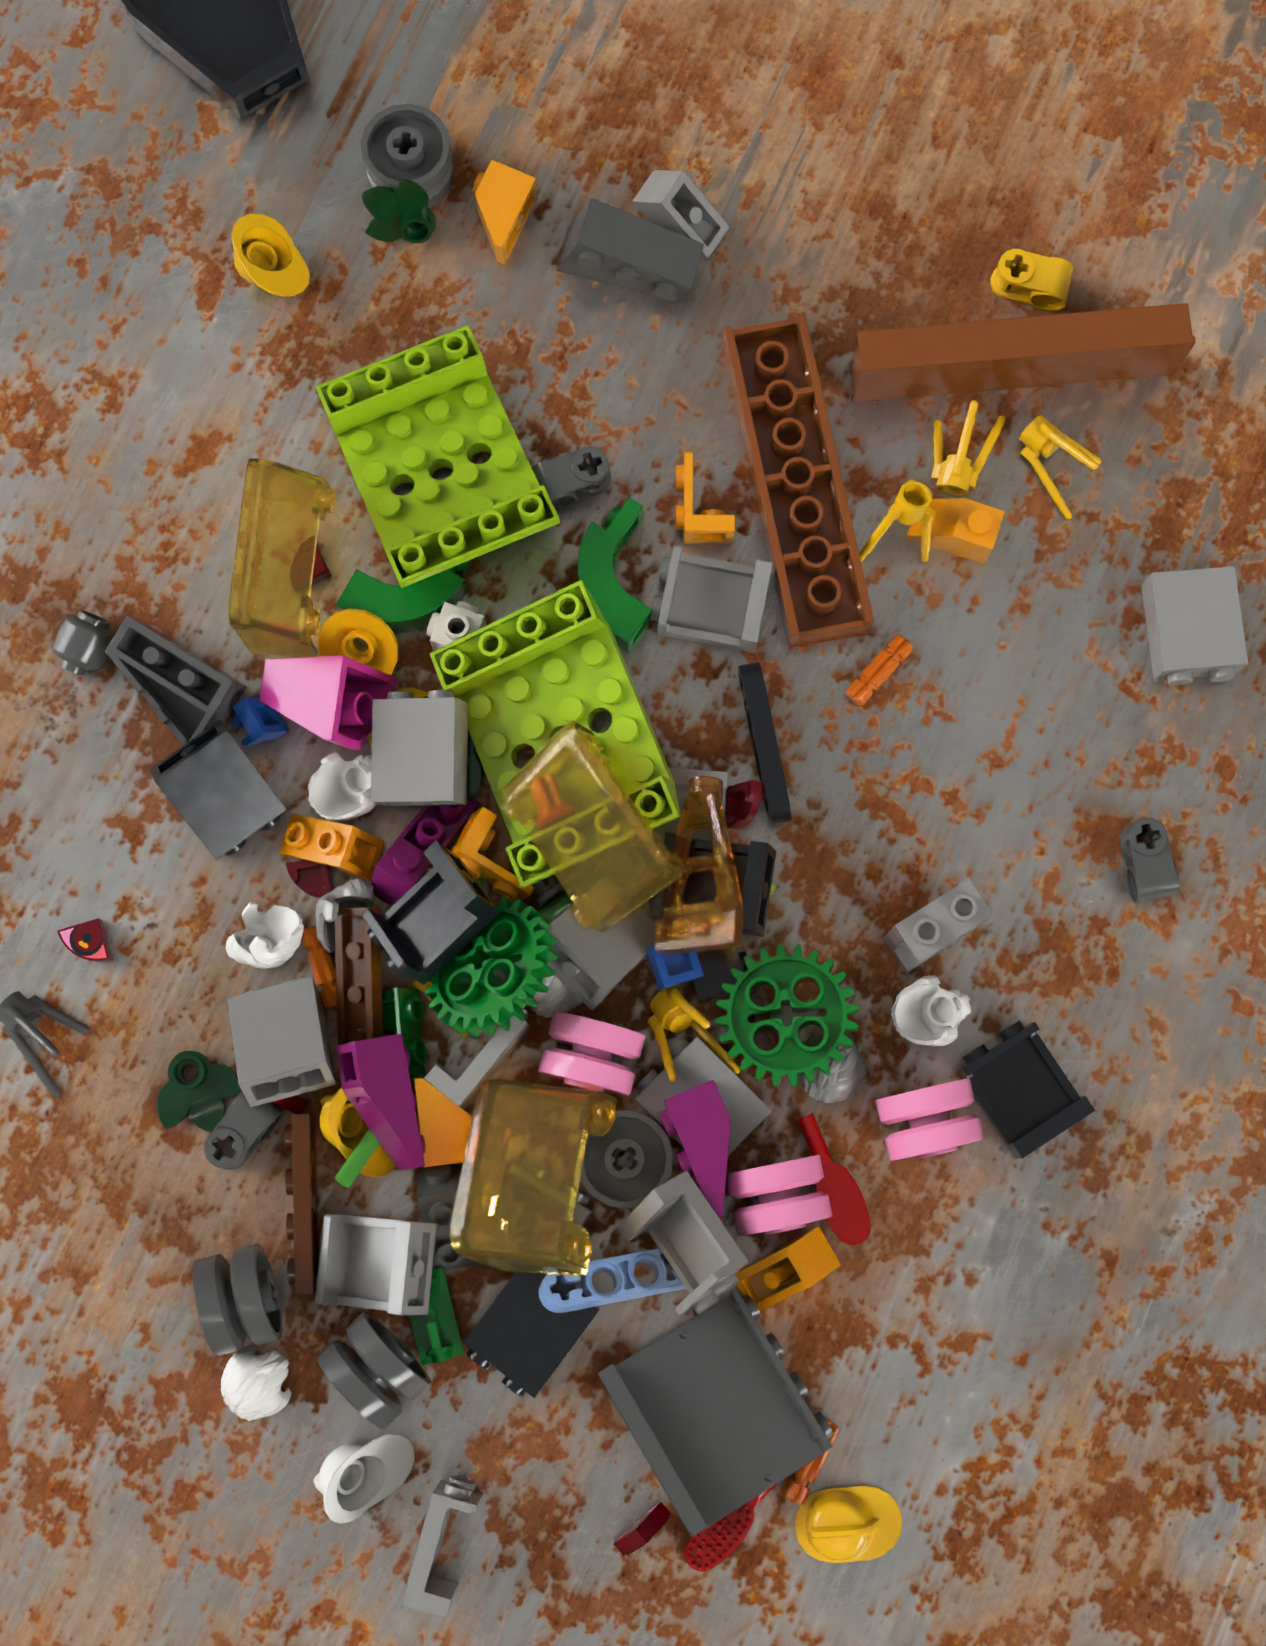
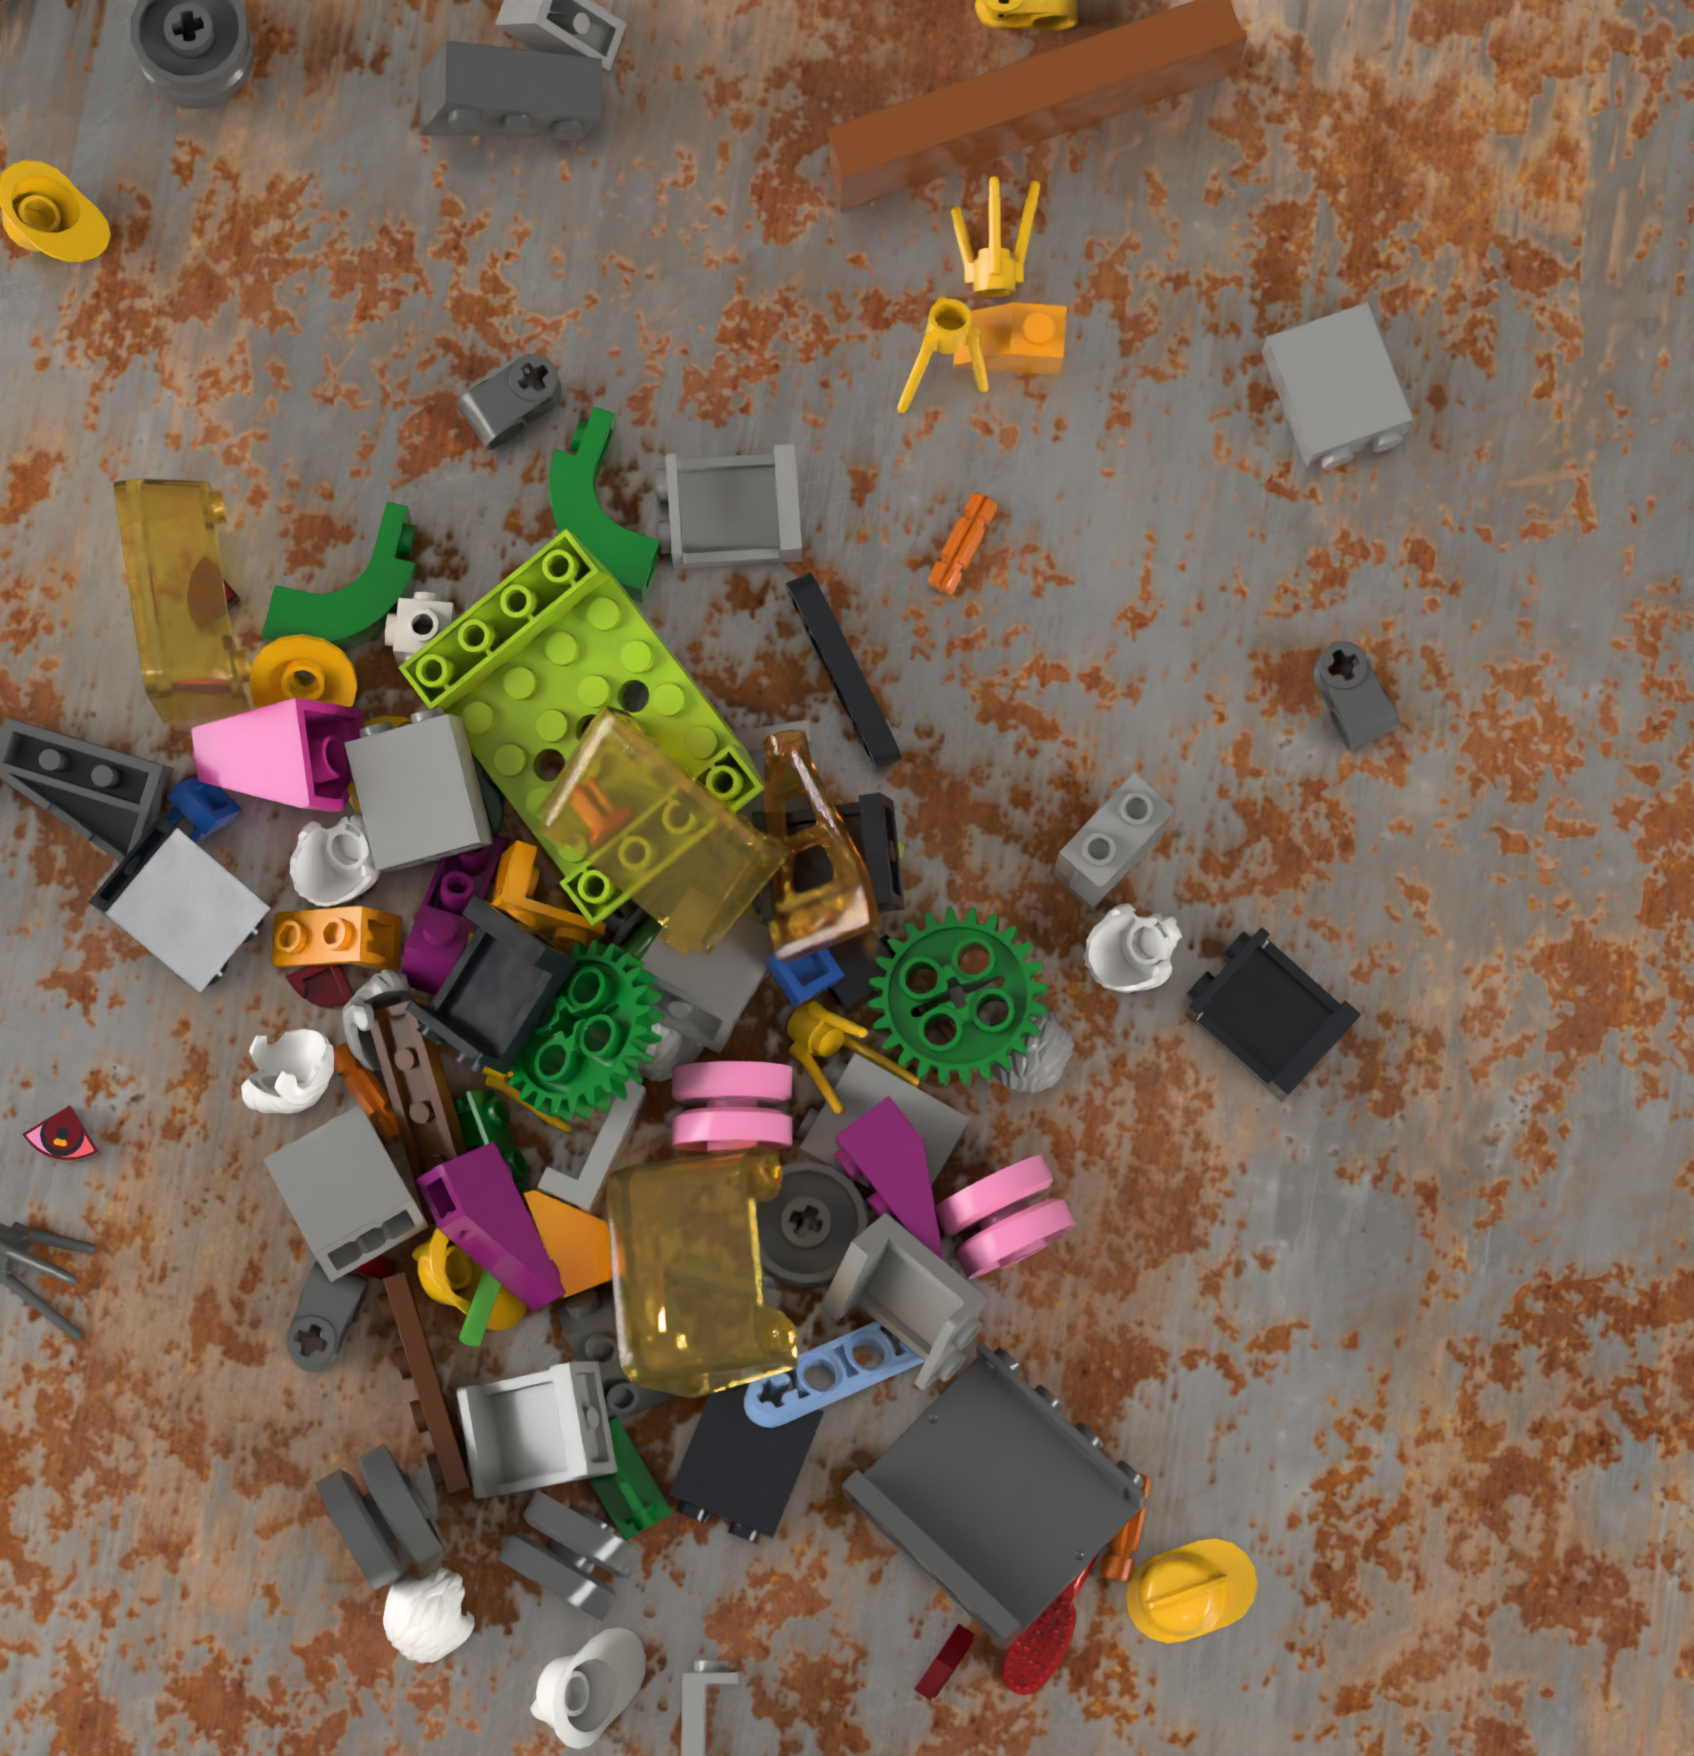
camera: 20 degrees left, 0 degrees up
(200, 1098) = (258, 1293): dark green plate -> none
(399, 213) = (202, 115): dark green plate -> none
(427, 414) = (299, 368): lime slope -> none
(503, 204) = (330, 70): light orange slope -> none
(711, 525) = (704, 415): light orange bracket -> none
(742, 803) = (836, 753): dark red tile -> none
(788, 1269) = (1039, 1305): light orange slope -> none
(797, 482) = (798, 331): dark orange tile -> none
(847, 1203) = (1096, 1216): red piece -> none
(929, 1119) = (1161, 1073): bright pink wheel -> none
(1044, 439) = (1094, 199): yellow plant -> none

